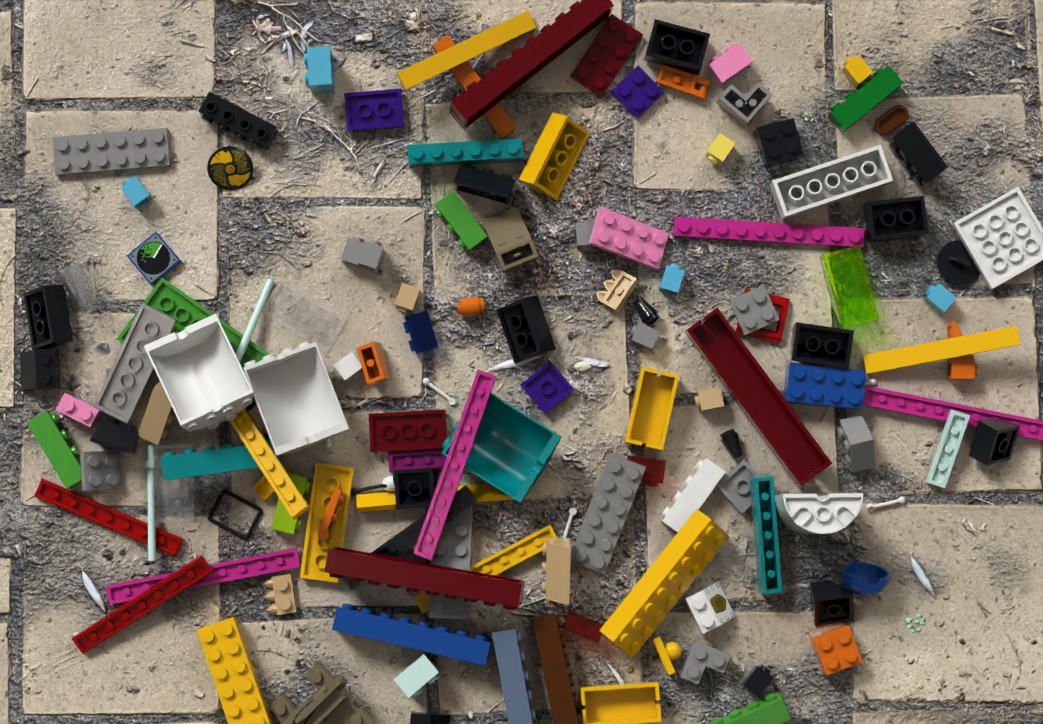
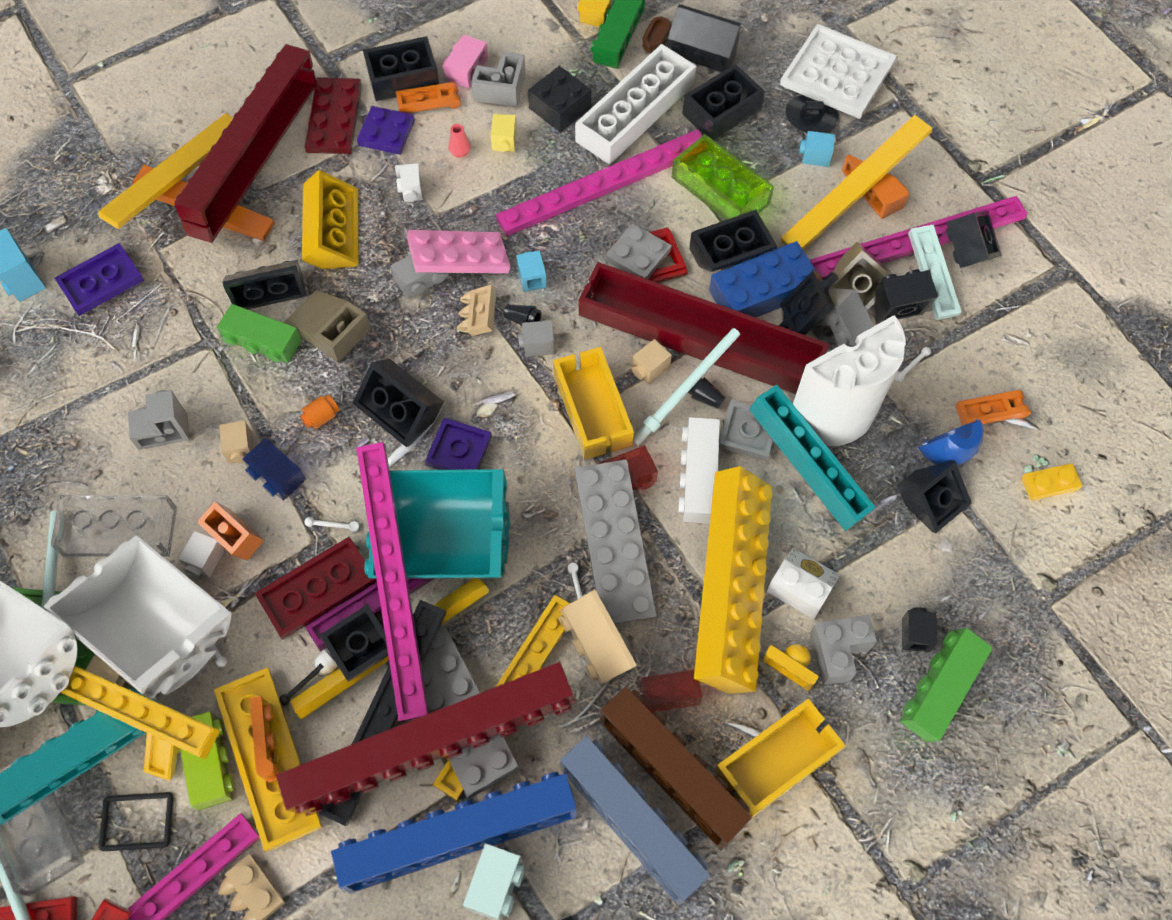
camera: 25 degrees left, 20 degrees down
(465, 152) = (206, 275): teal brick -> none
(627, 154) = (409, 182): none -> white brick
(682, 143) = (458, 142): none -> coral cone
(682, 444) = (651, 424): none -> light aqua bar
(836, 649) = (980, 541): orange brick -> none
(837, 425) = (808, 303): none -> black plate
(892, 424) = (860, 272): none -> dark tan slope
(909, 458) = (904, 295): none -> black slope
(913, 567) = (993, 408): none -> orange plate
(914, 638) = (1051, 481): none -> yellow plate

